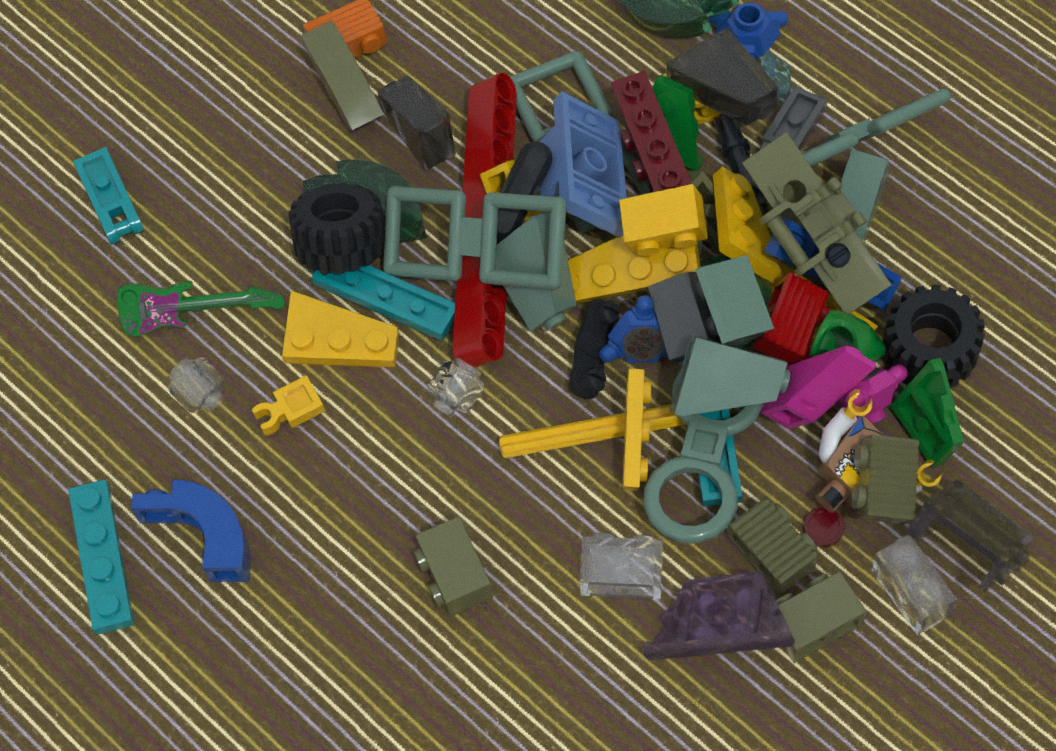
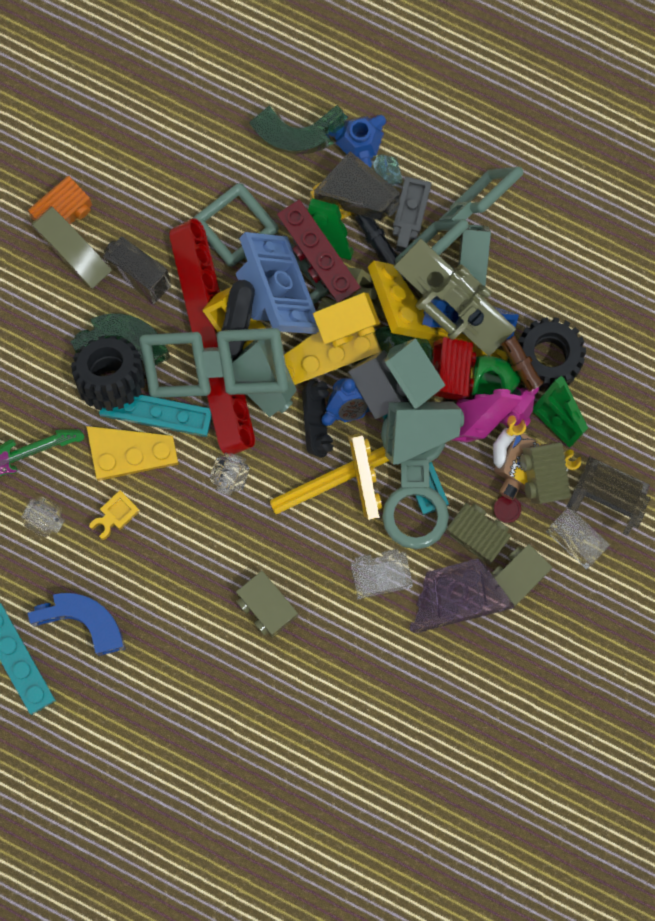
camera: 25 degrees left, 15 degrees up
(888, 330) = (521, 363): none -> reddish brown pin

